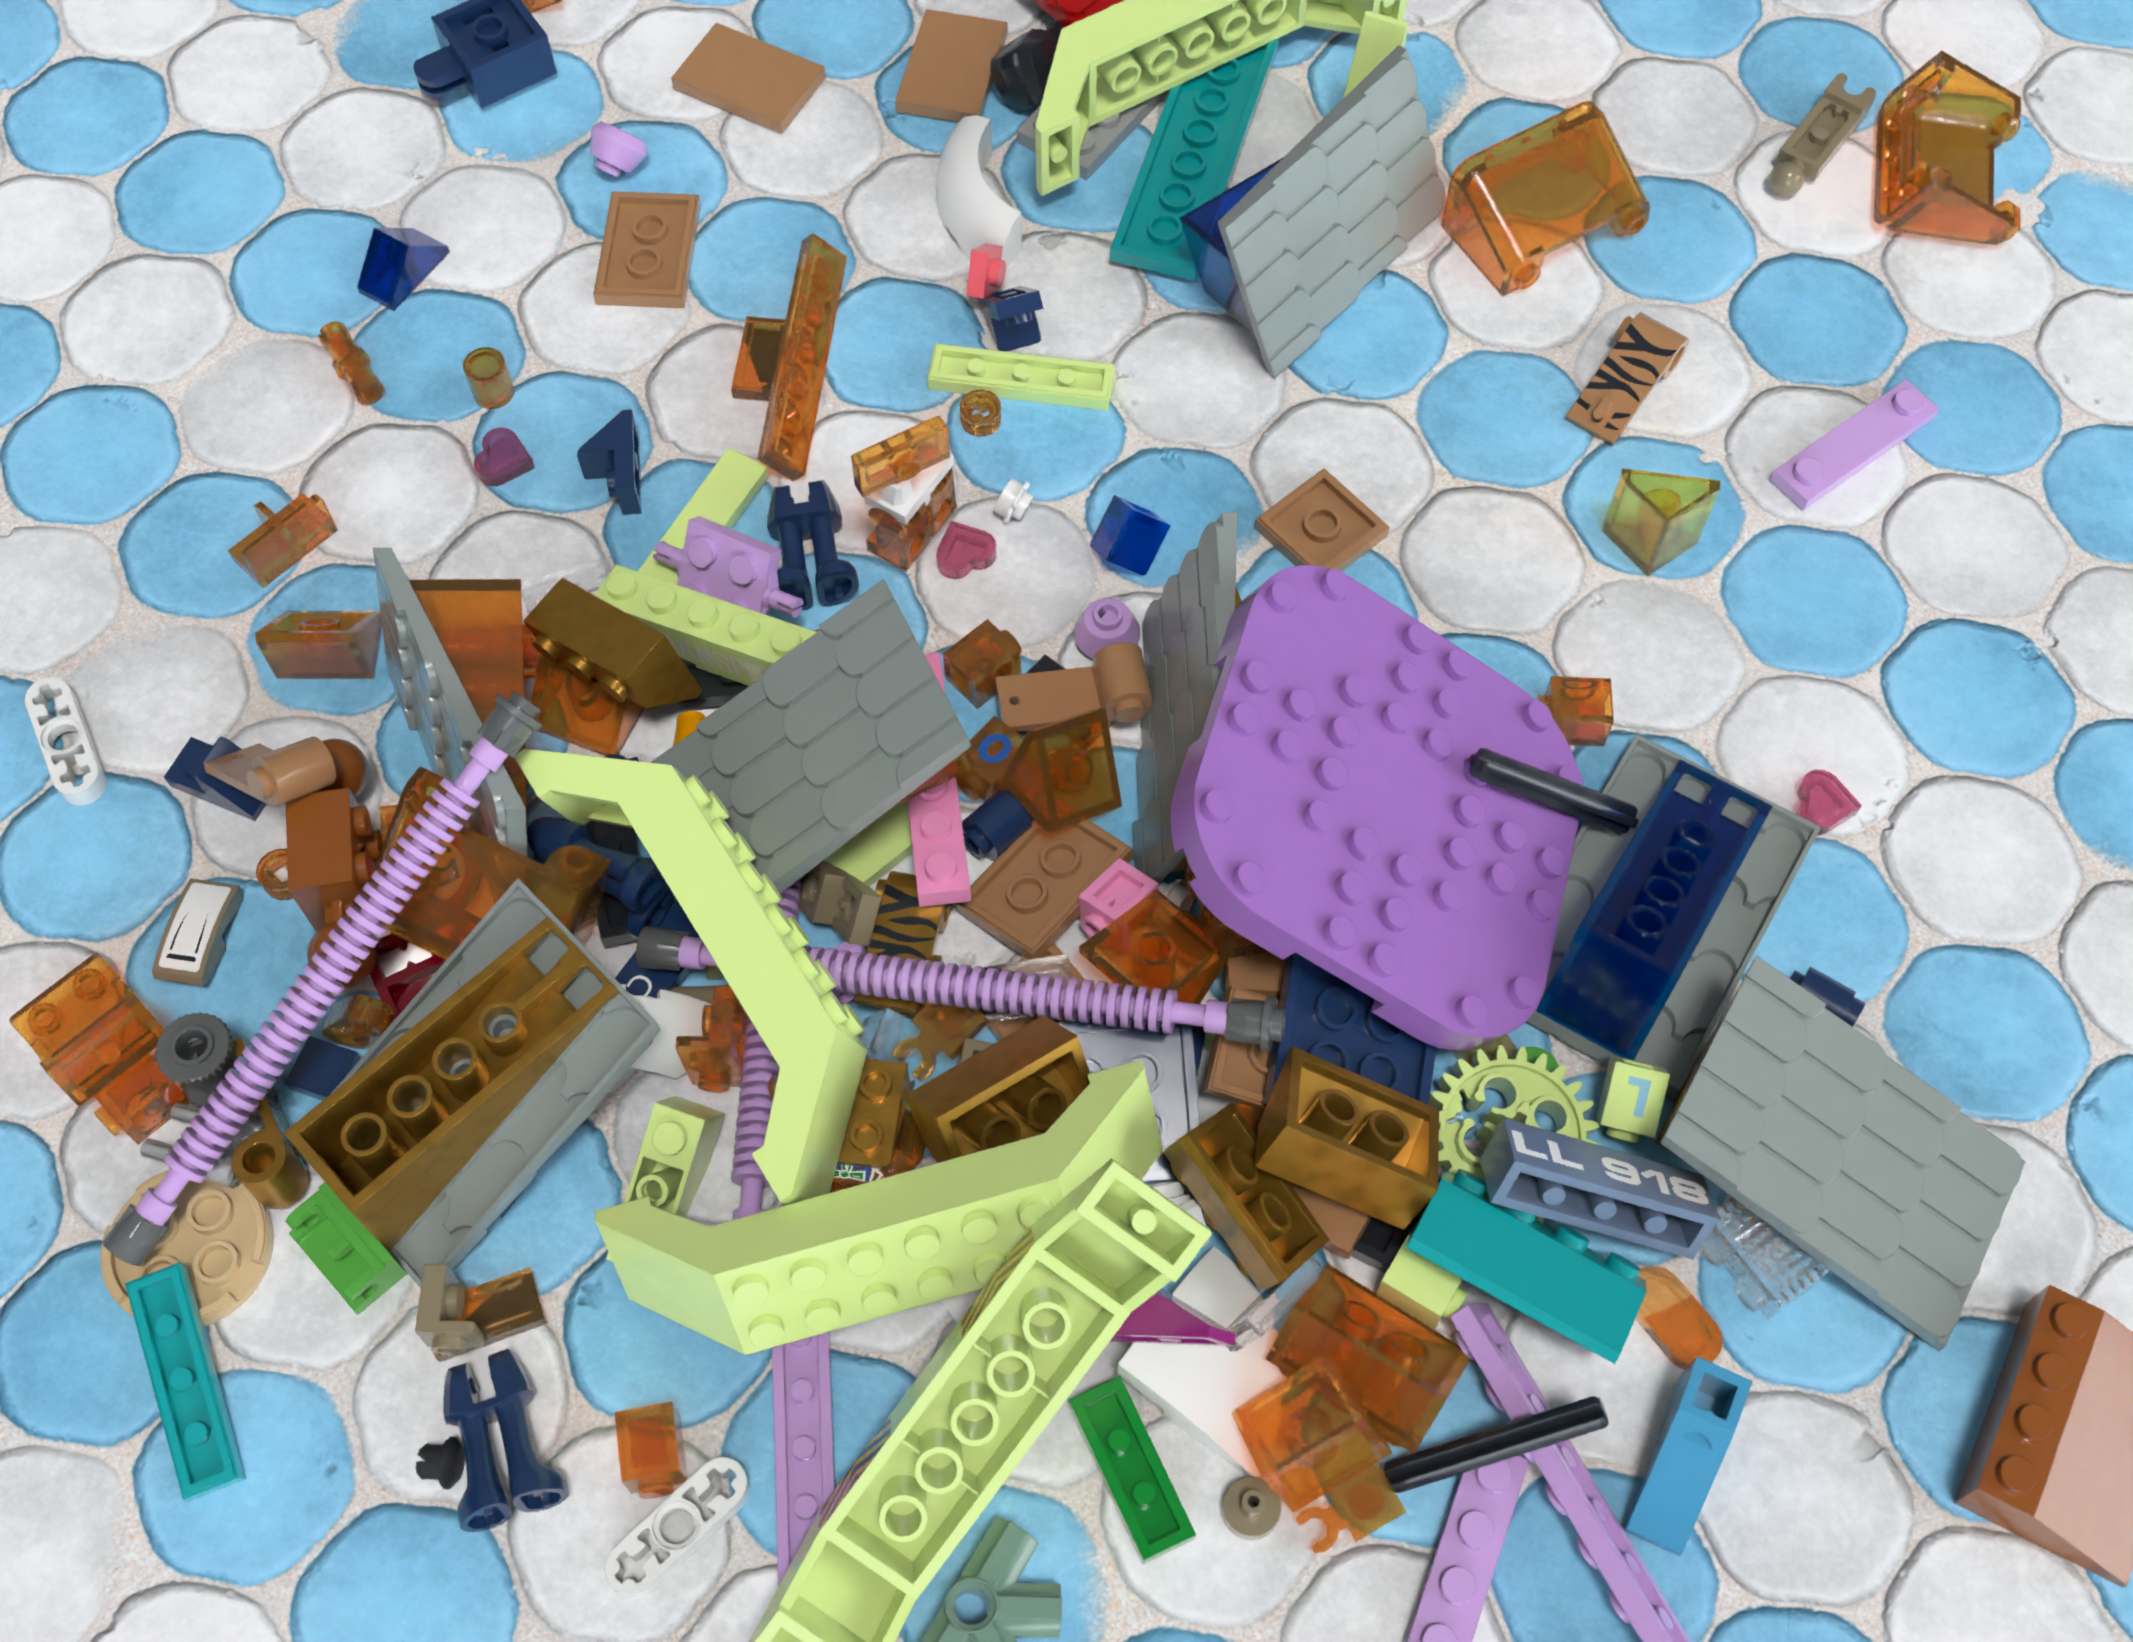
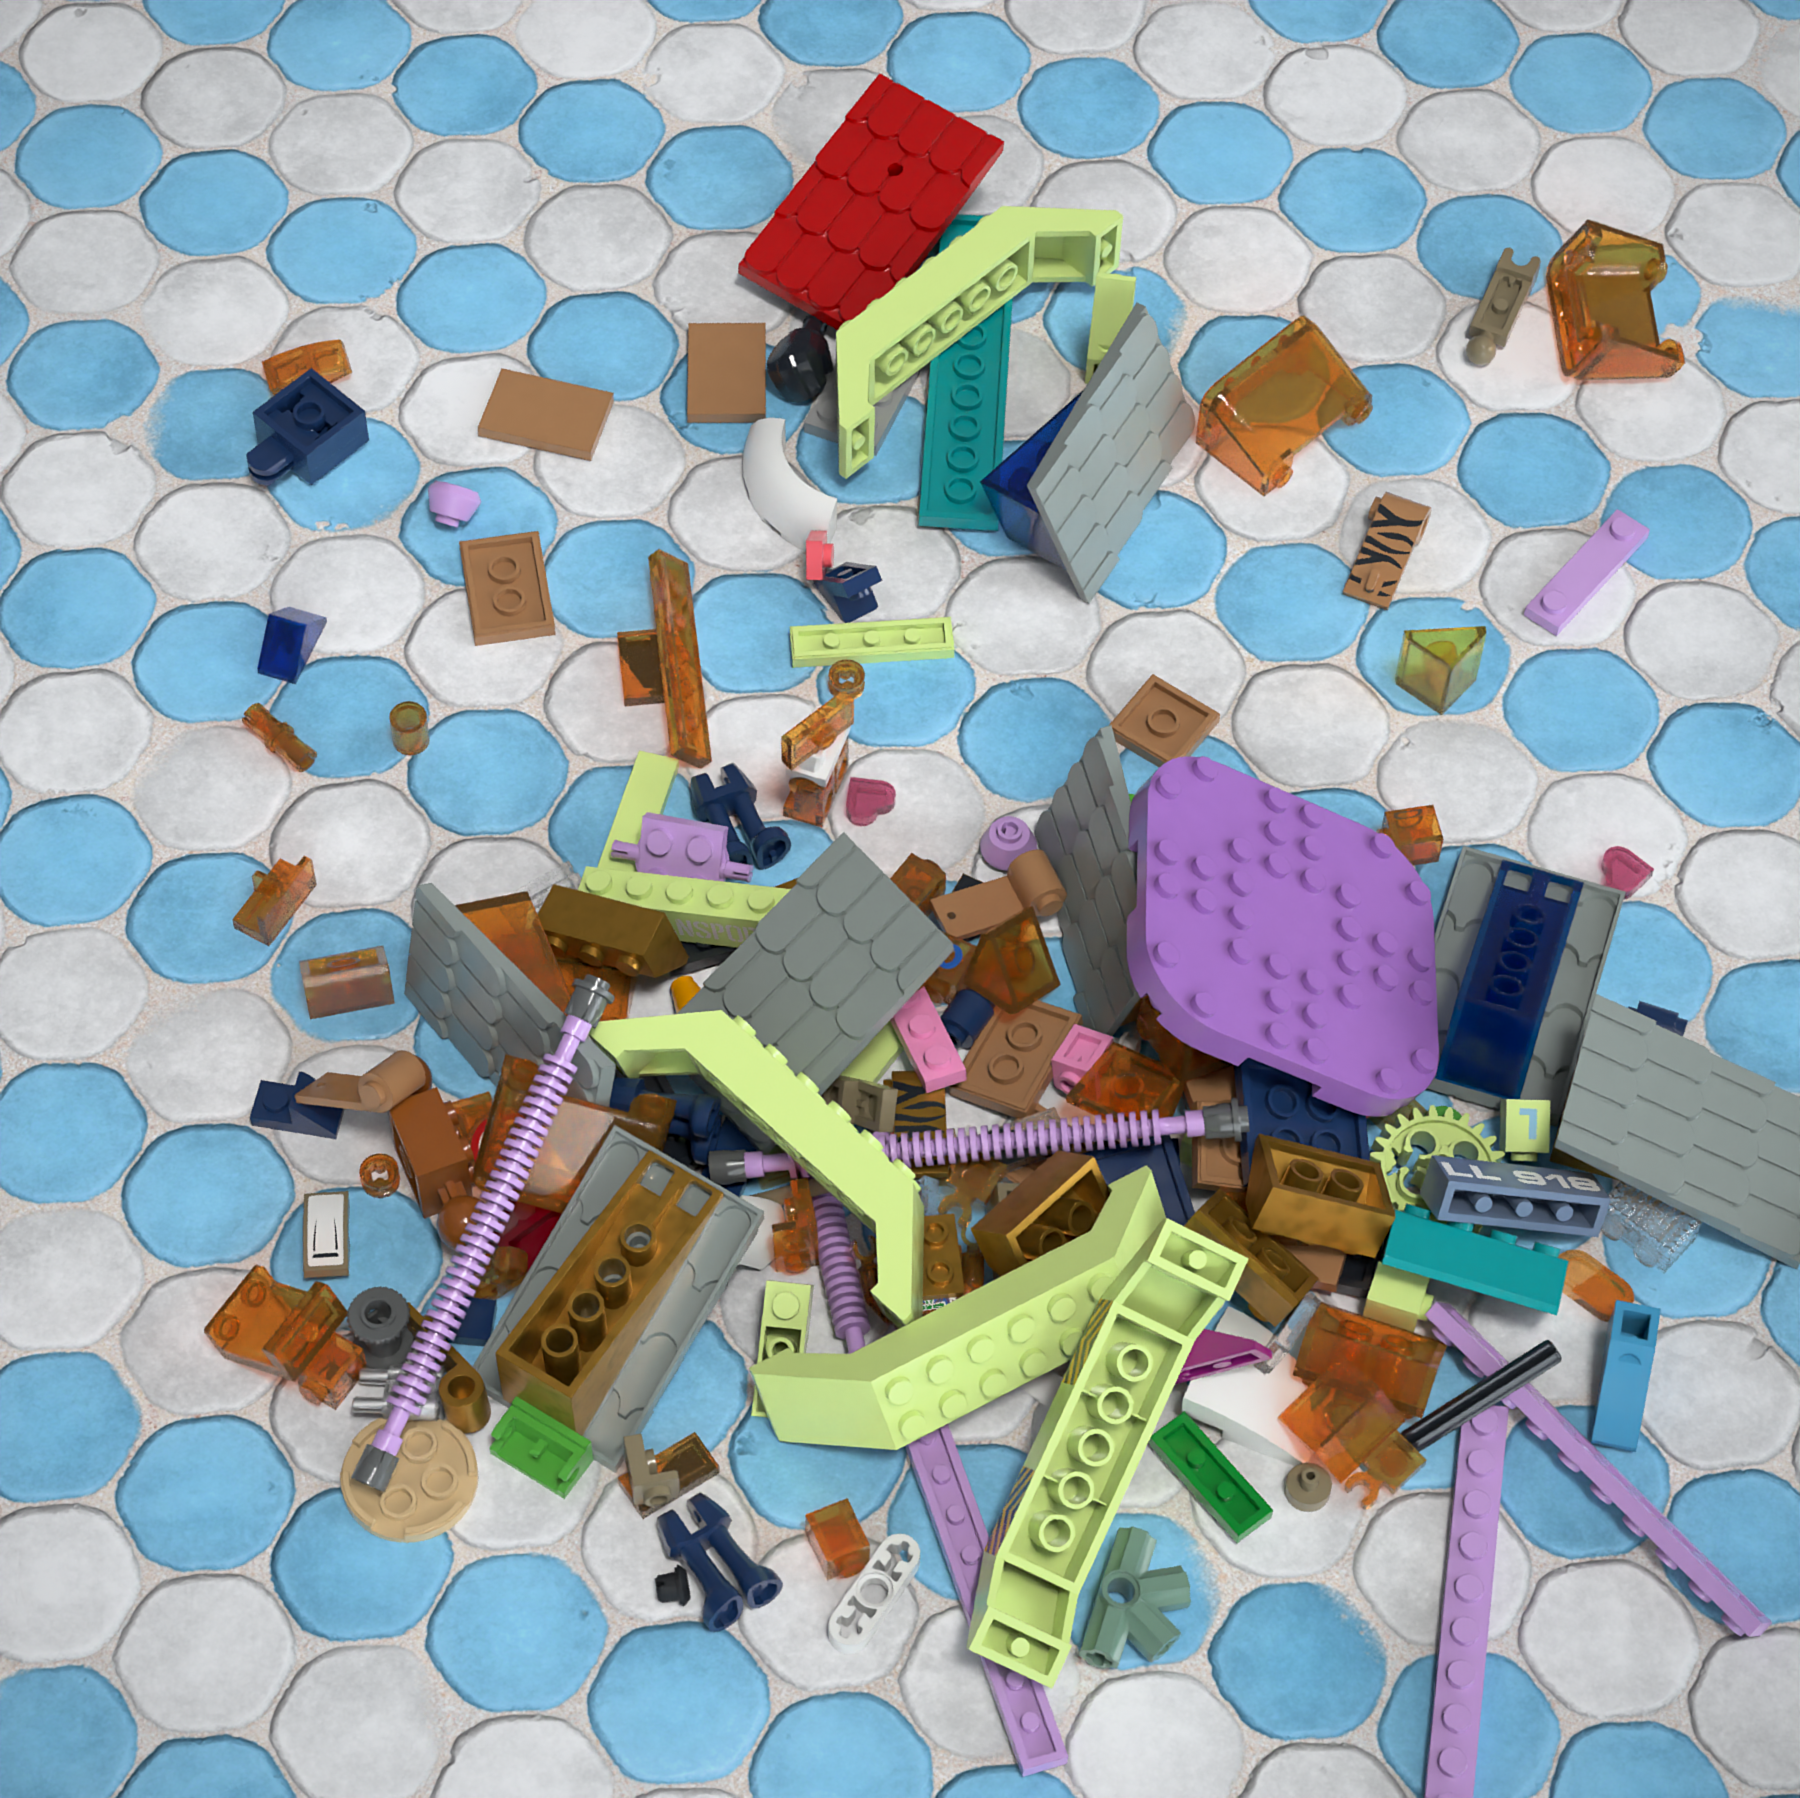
camera: 15 degrees left, 5 degrees down
(81, 753) = (152, 1122): white beam -> none
(184, 1382) = (449, 1570): teal tile -> none
(502, 458) = (442, 795): clear pink tile -> none
(616, 456) = (546, 775): dark blue slope -> none
(1014, 500) = (898, 750): white plate -> none
(1129, 535) = (1005, 761): clear blue panel -> none
(1552, 790) = (1410, 901): black axle -> none

